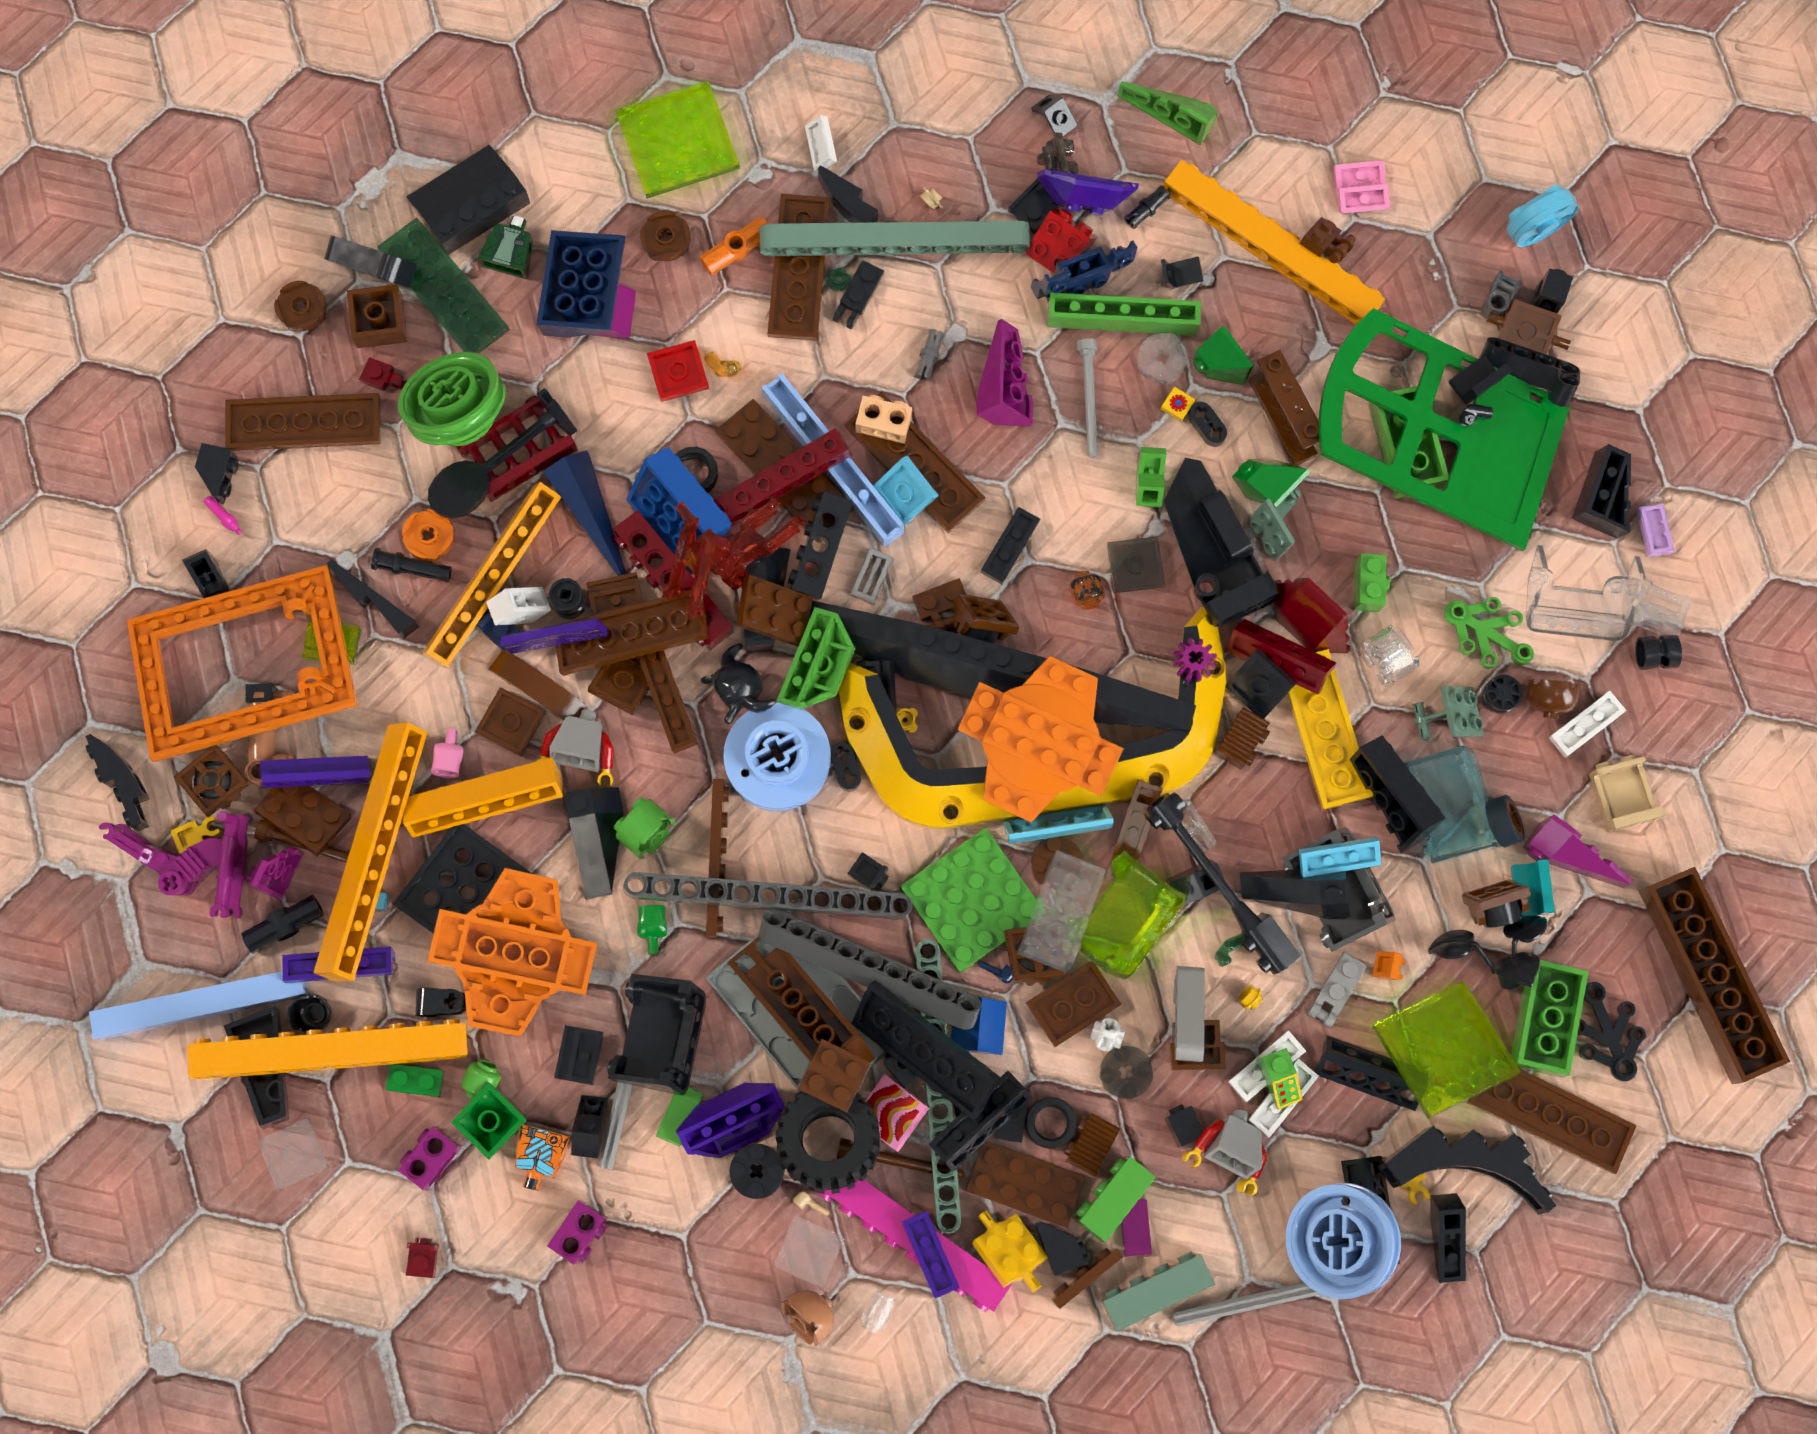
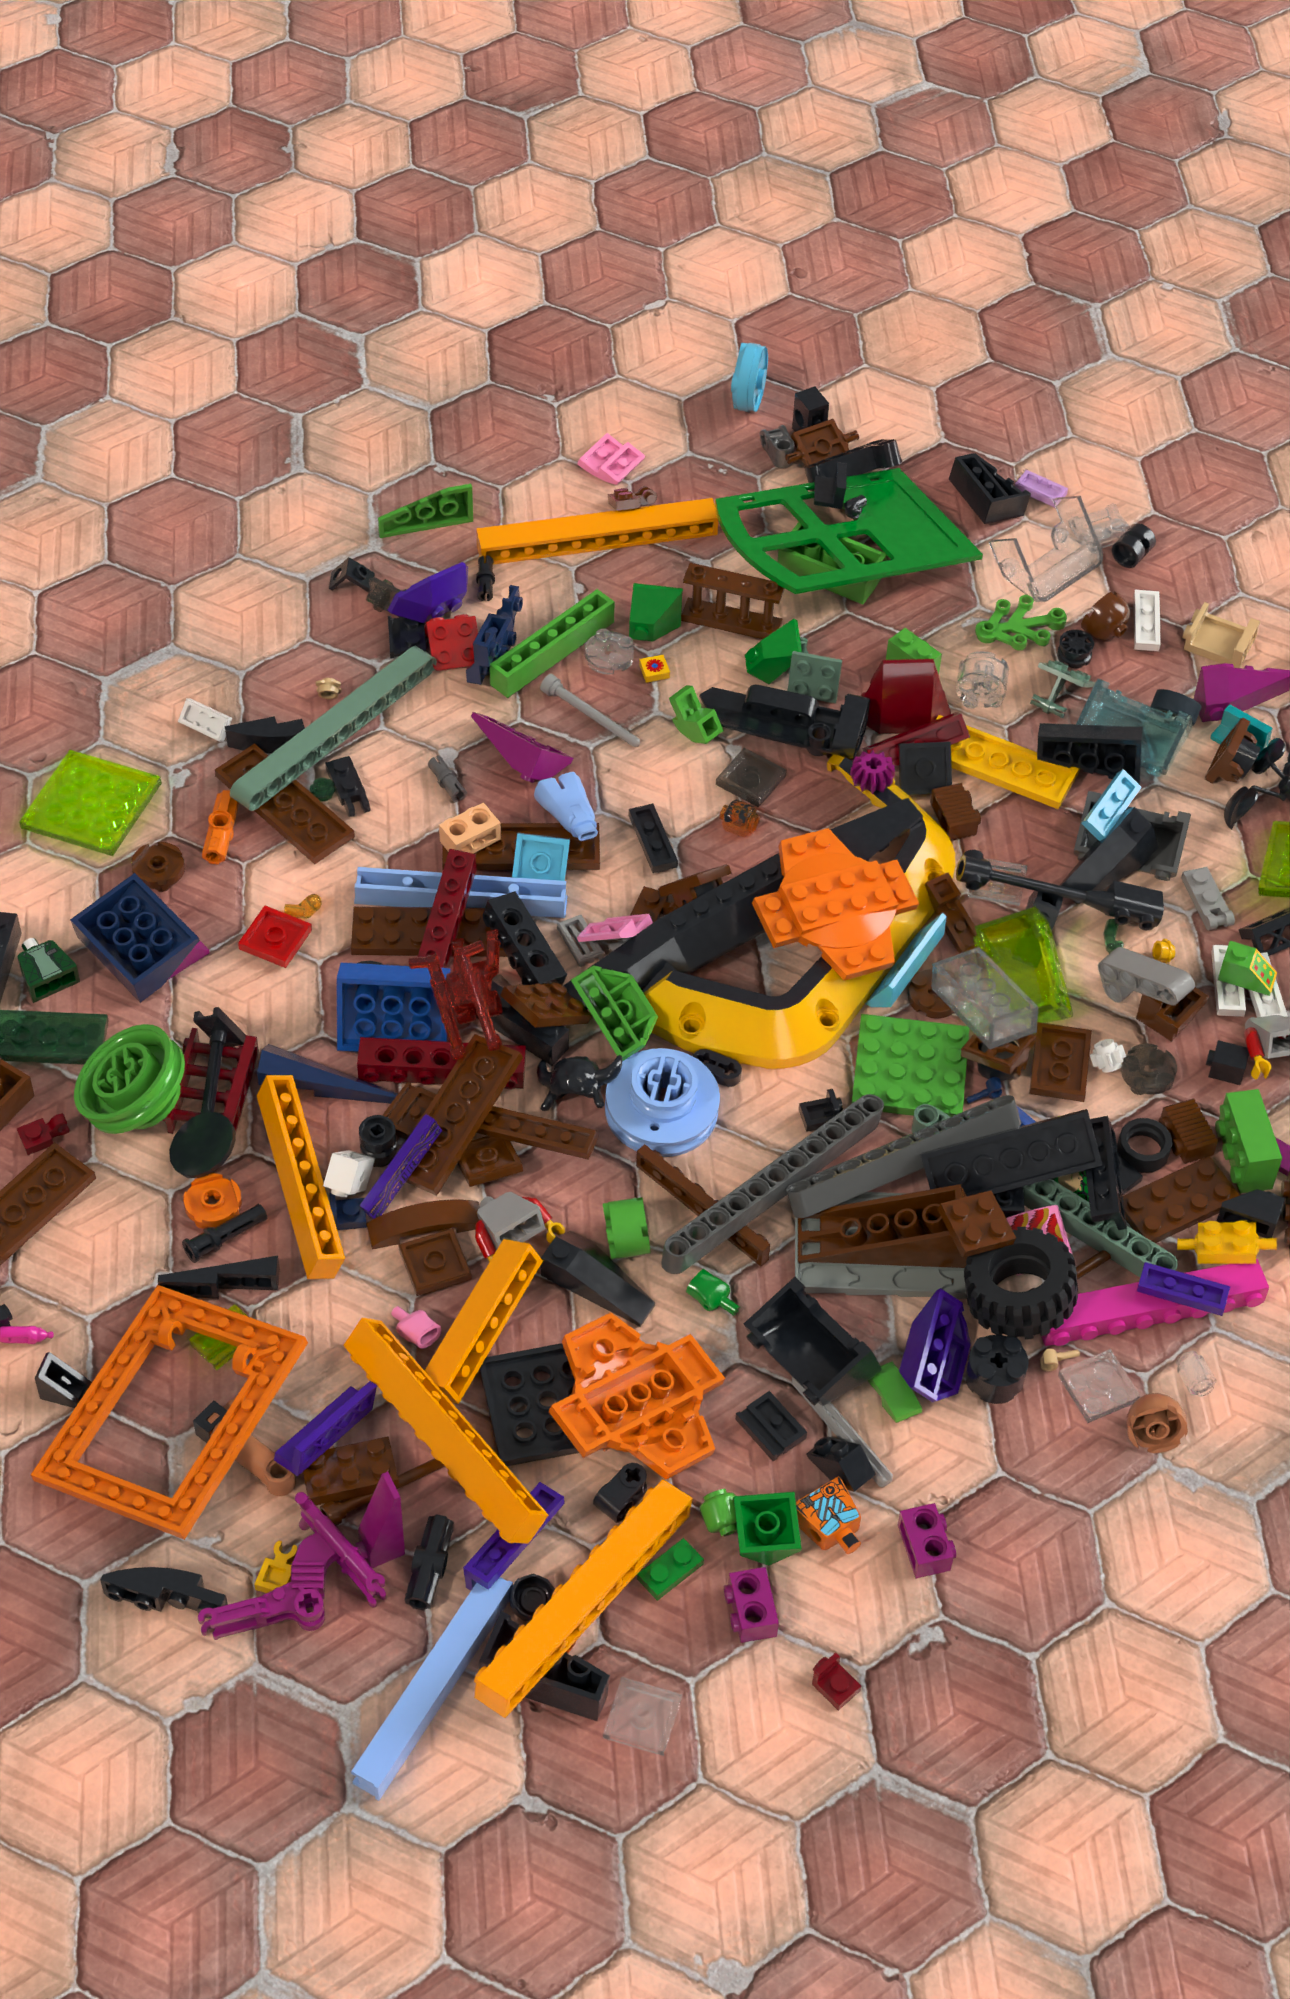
camera: 45 degrees left, 25 degrees down
(213, 781) = (249, 1516): reddish brown piece -> none
(890, 597) = (615, 928): none -> bright pink slope
(977, 465) = (568, 804): none -> light blue piece
(1182, 272) = (559, 592): black bracket -> none
(1211, 420) = (689, 662): black beam -> none
(1388, 965) = (1219, 853): orange tile -> none

